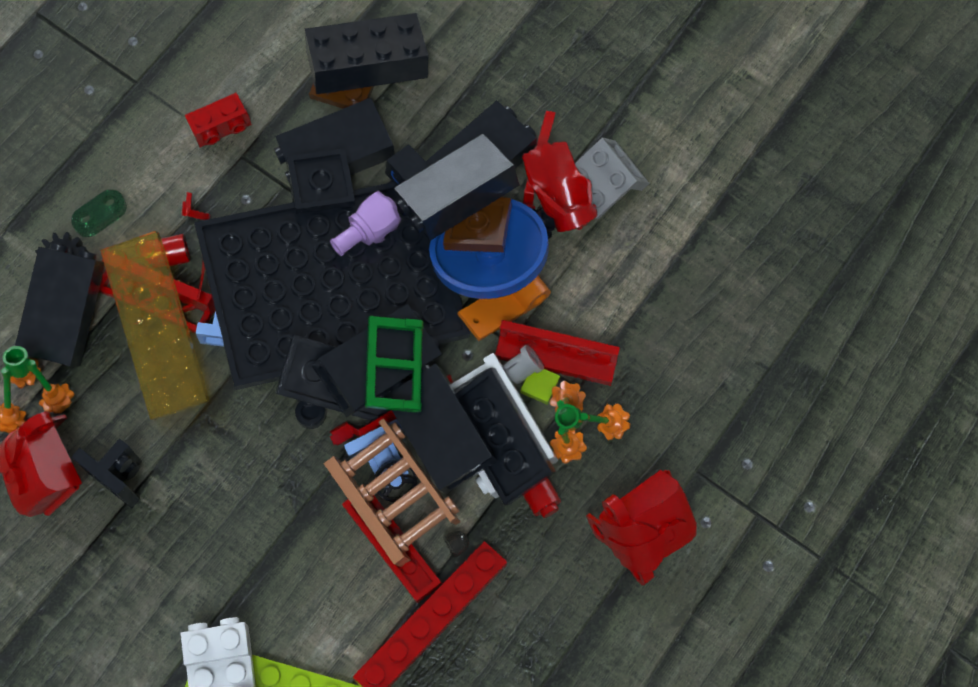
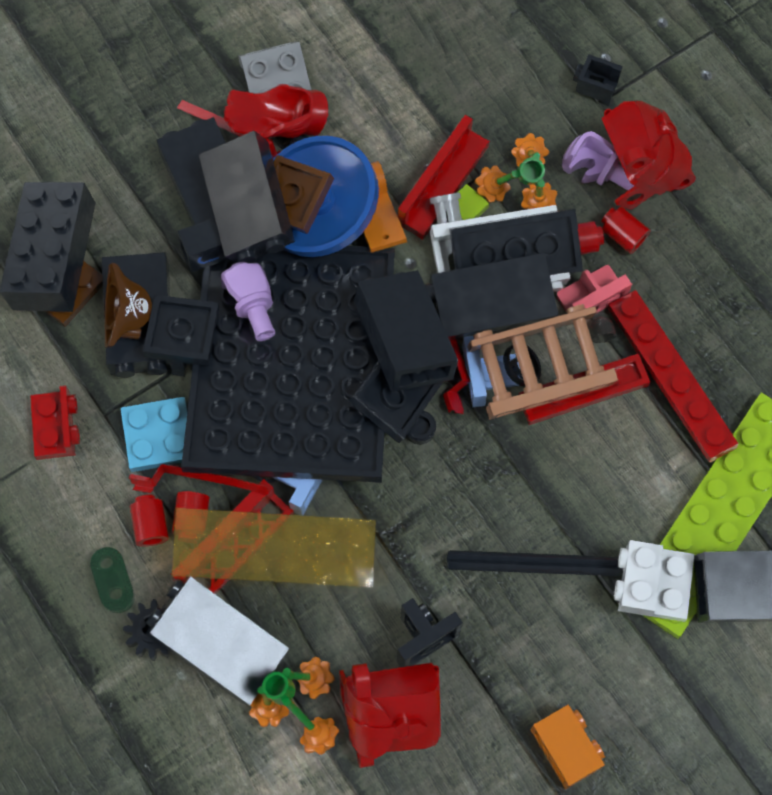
camera: 75 degrees left, 0 degrees up
(51, 629) = (568, 746): none -> orange brick
(155, 218) = (148, 521): none -> red brick
(211, 546) = (533, 563): none -> black axle
(233, 194) = (154, 433): none -> medium azure plate
(324, 131) = (126, 307): none -> reddish brown hat
(372, 362) = (414, 326): green window -> none
(492, 524) = (595, 289): none -> coral panel
(565, 533) = (625, 229): none -> red brick
(630, 468) = (598, 156): none -> lavender piece
(715, 446) = (601, 71): none -> black window

